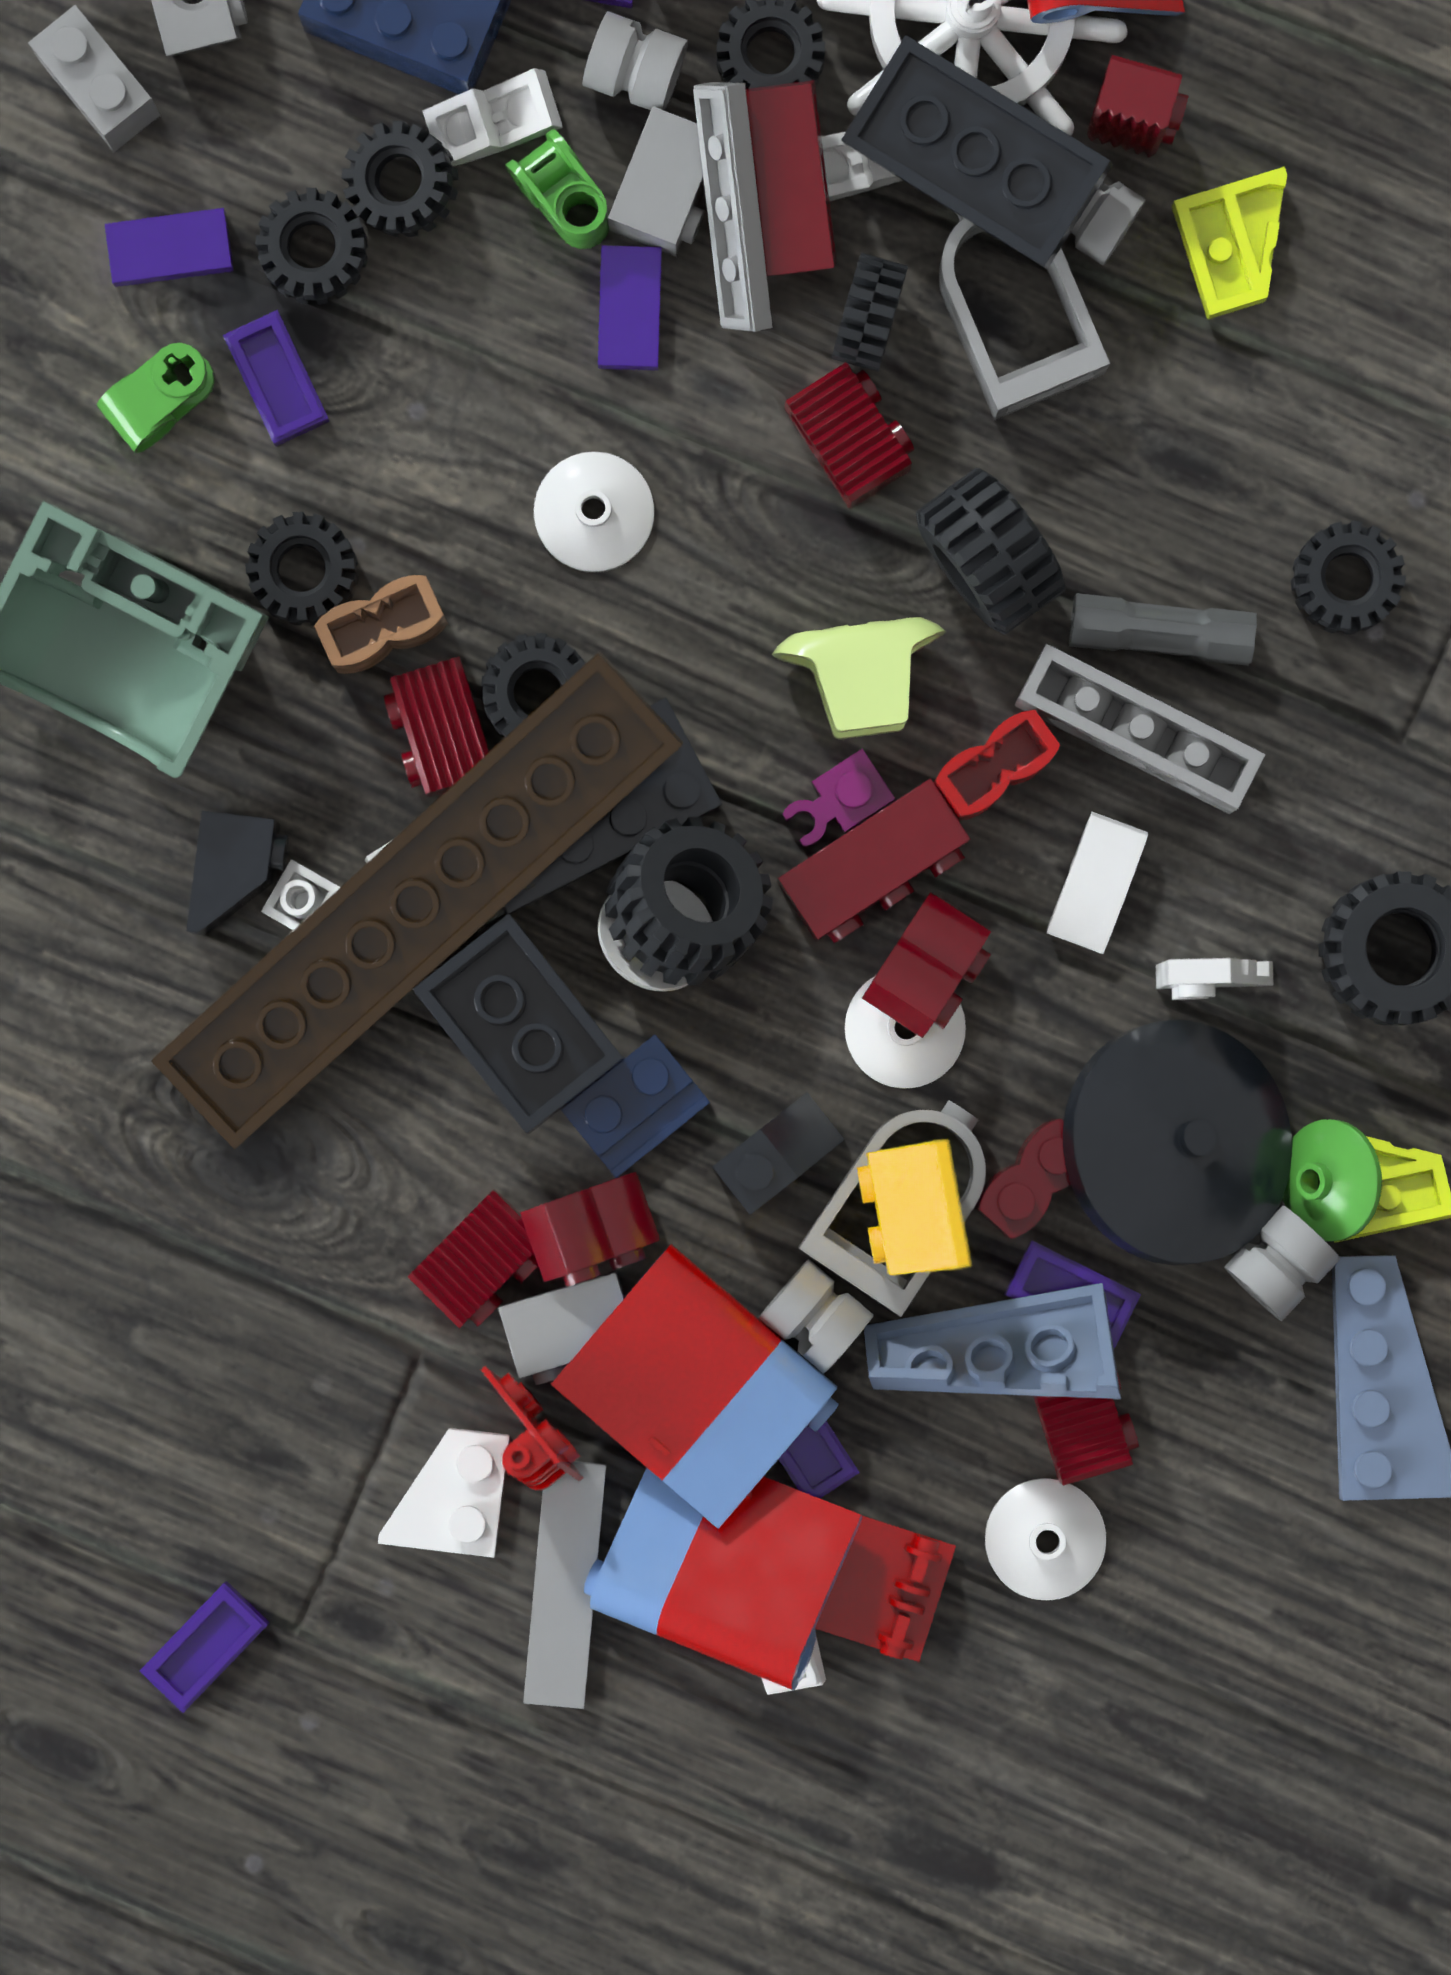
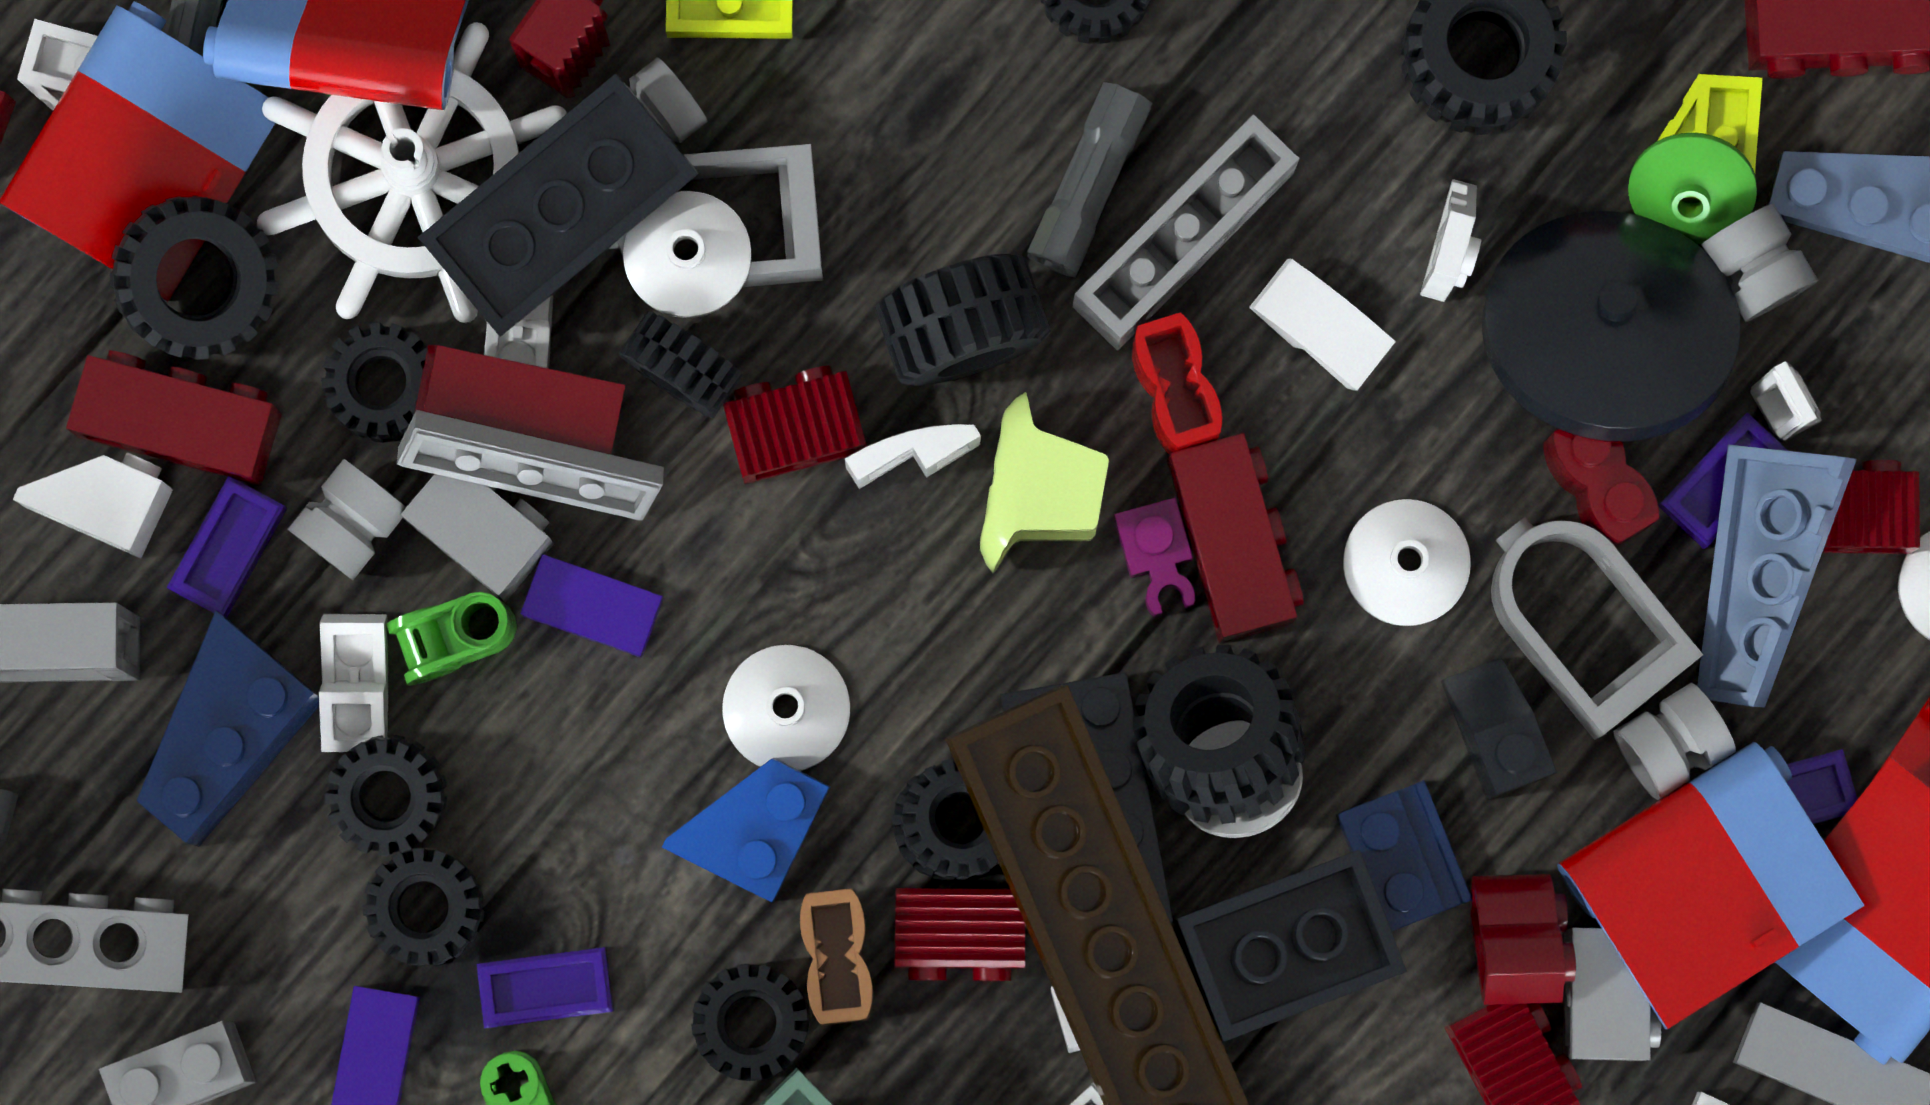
camera: 70 degrees left, 5 degrees down
(475, 516) = (754, 828): none -> blue wing
(539, 1453) = (1735, 1058): red hinge -> none
(868, 563) = (930, 447): none -> white slope
(914, 1208) = (1608, 598): yellow slope -> none
(927, 966) = (1357, 516): dark red brick -> none
(967, 314) = (692, 285): none -> white dish
(1163, 1328) = (1785, 402): none -> white slope

